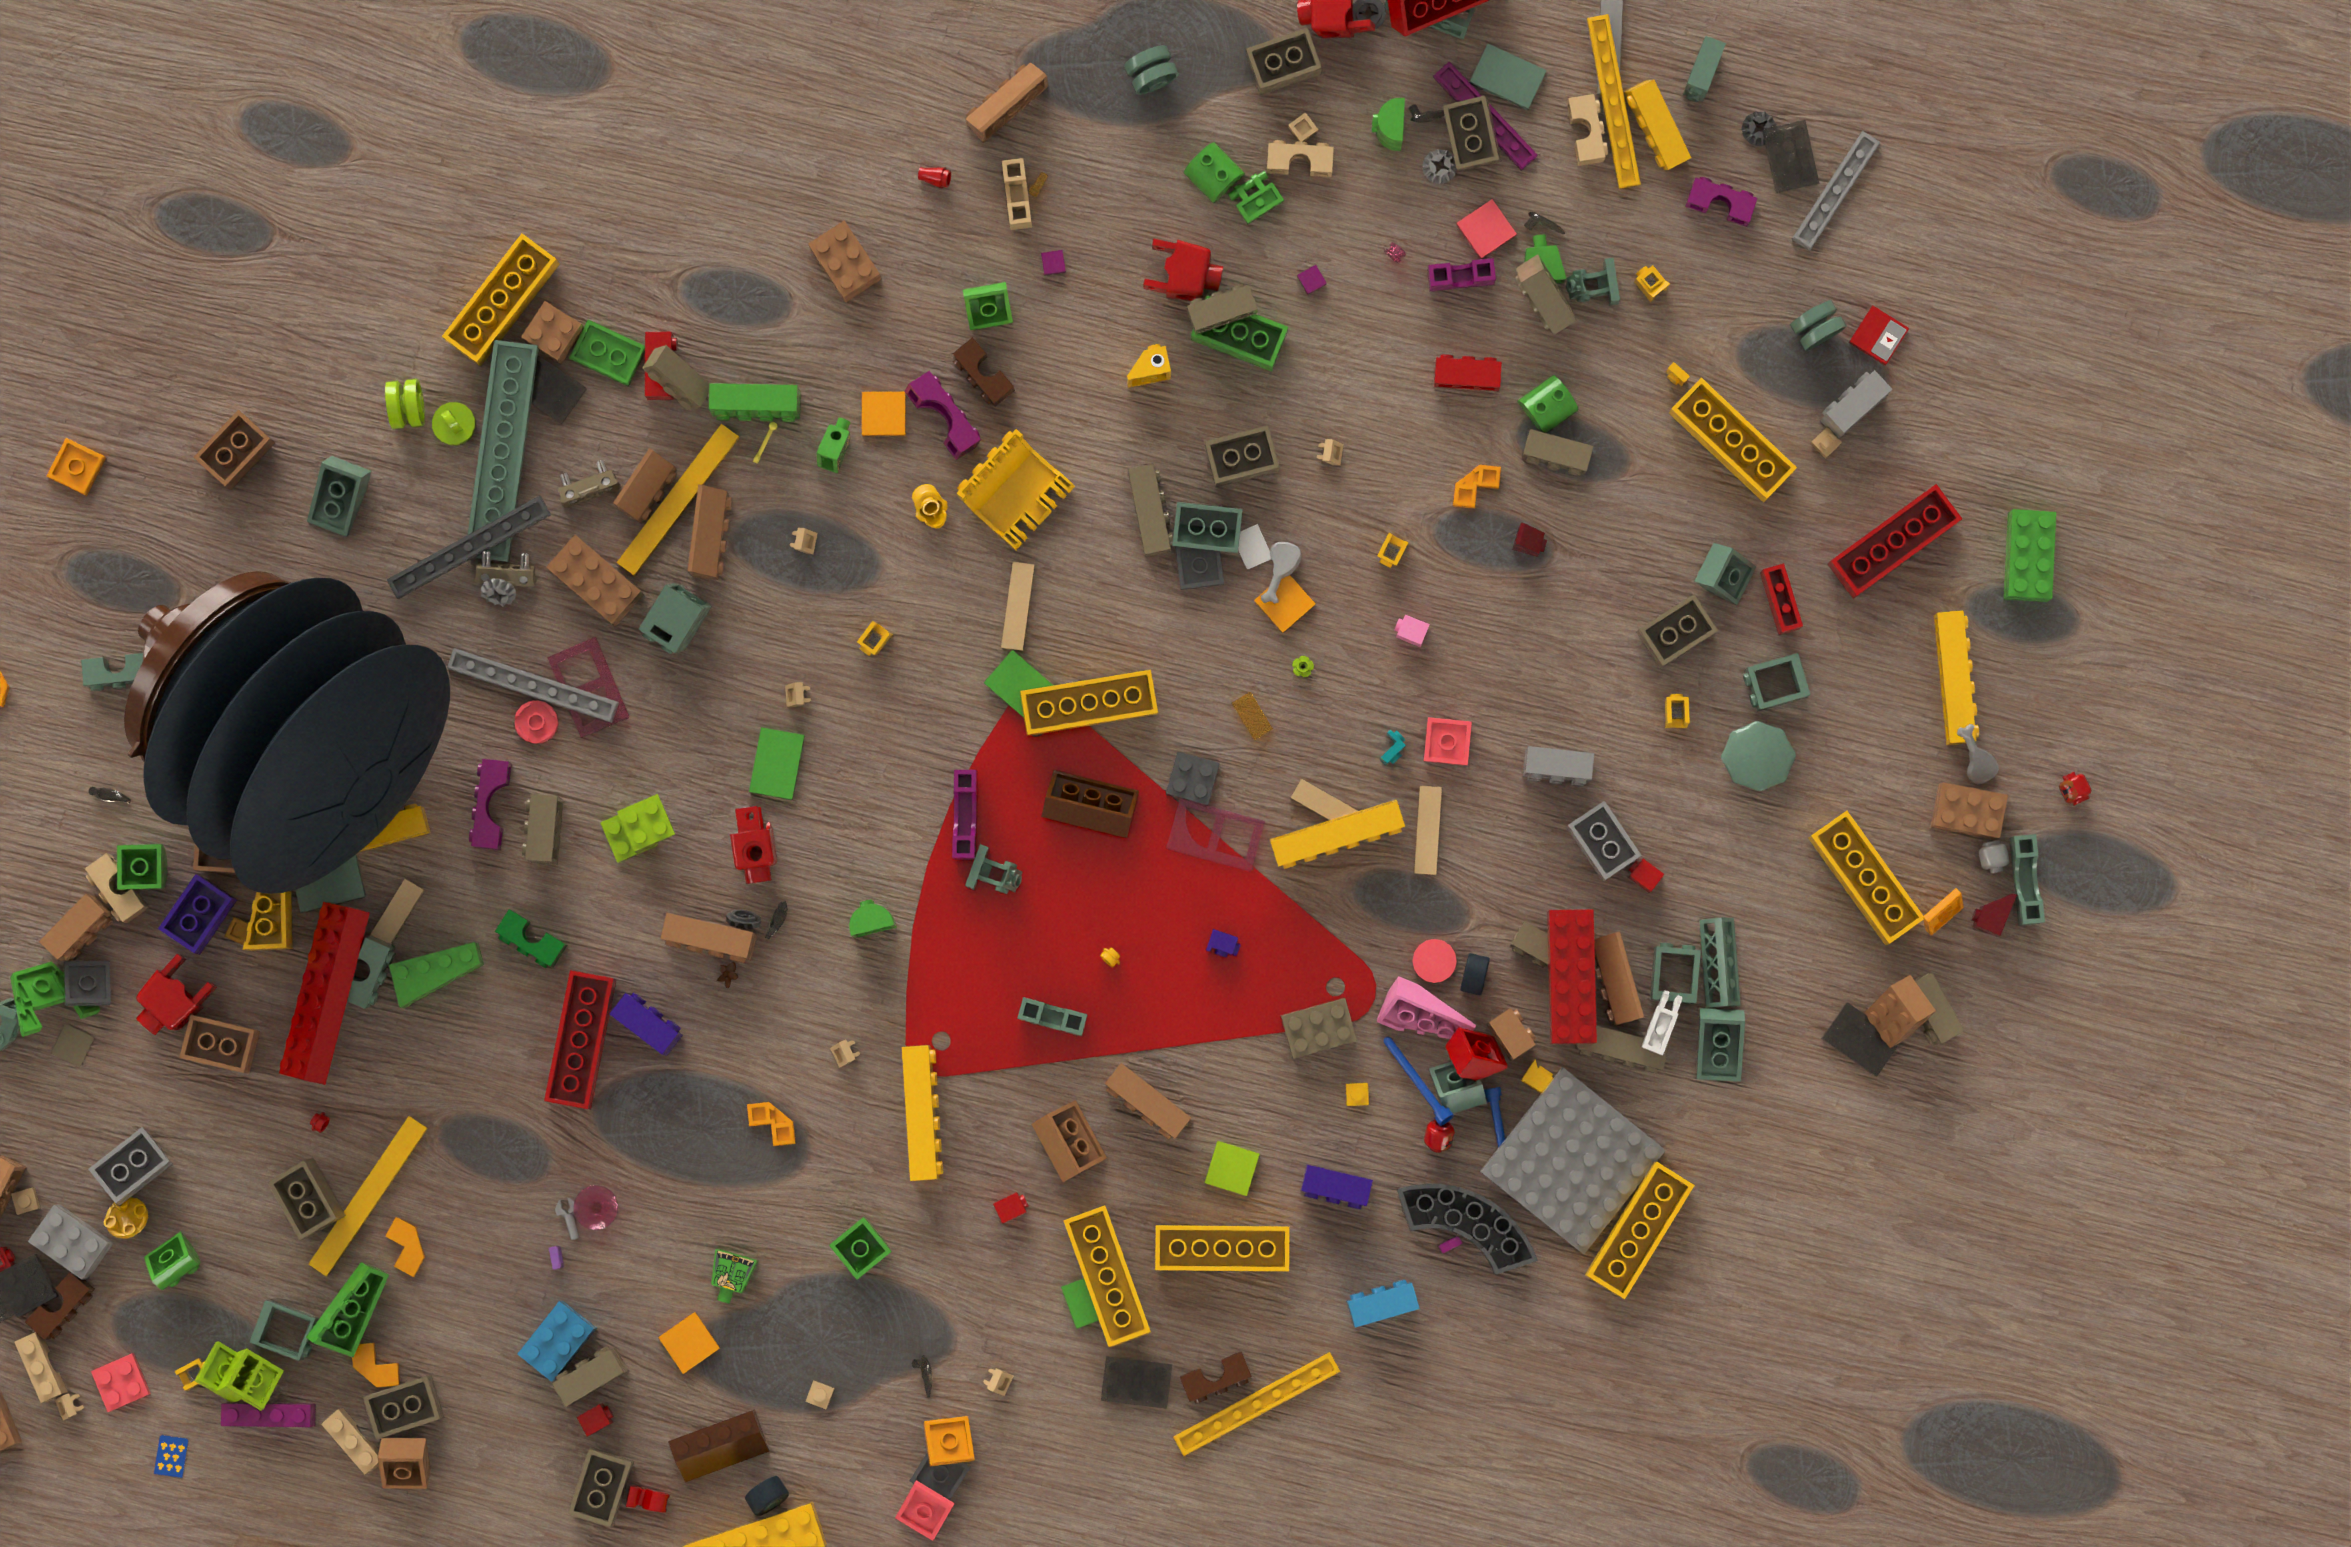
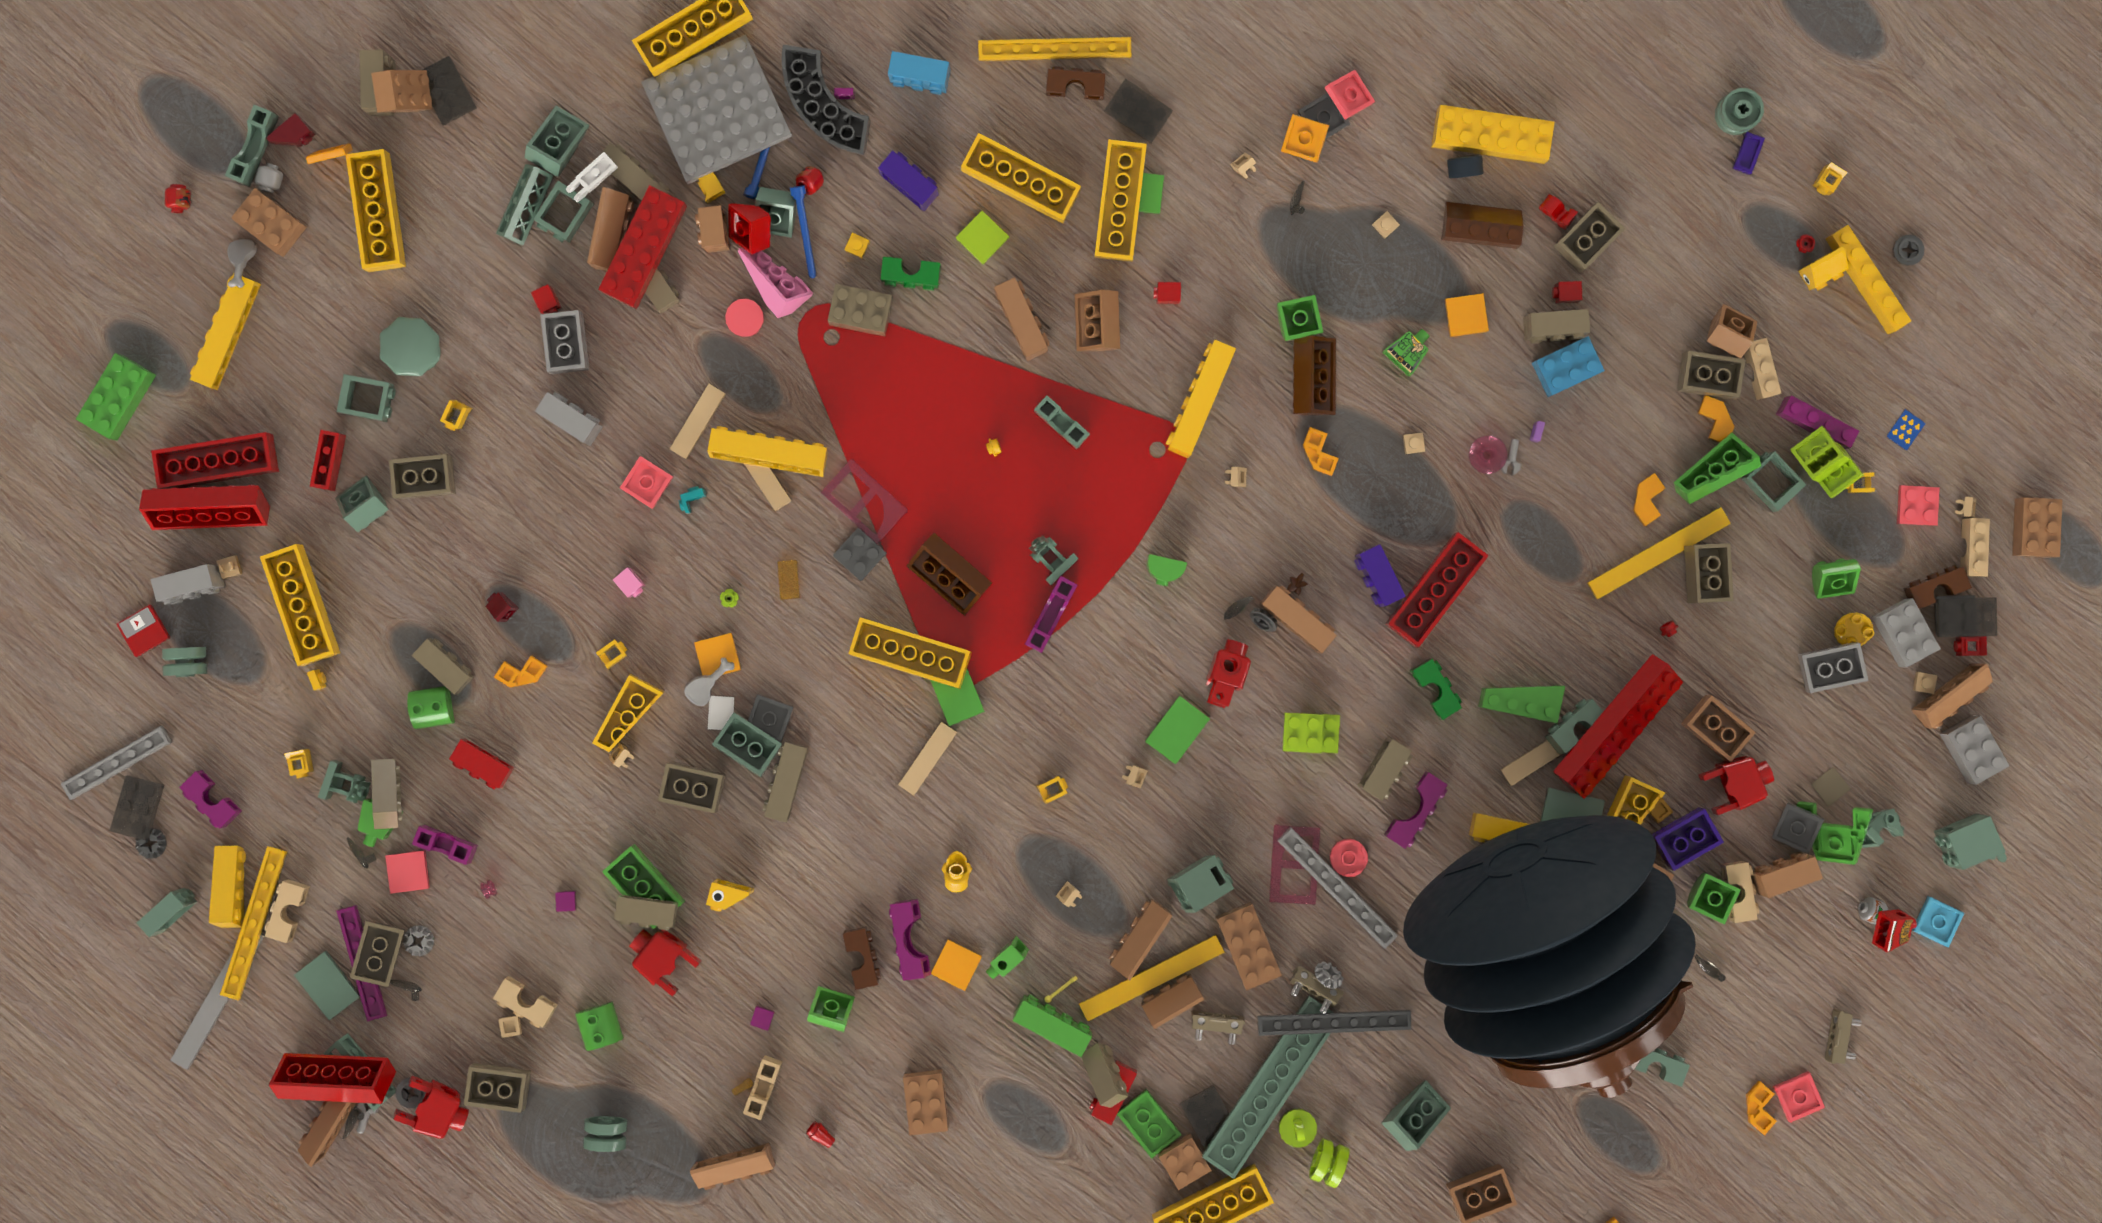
camera: 155 degrees left, 5 degrees up
(678, 1181) = (1413, 443): none -> tan plate
(815, 1197) = (1314, 376): none -> reddish brown slope
(1012, 487) = (884, 854): yellow hinge -> none
(1223, 944) = (901, 412): dark purple brick -> none
(1258, 203) = (576, 983): bright green plate -> none
(1304, 1084) = (893, 274): none -> green arch
(1347, 501) = (627, 709): none -> yellow wedge
(1390, 123) = (438, 993): bright green brick -> none
(1475, 974) = (718, 290): black wheel -> none
(1879, 489) = (204, 507): none -> red brick

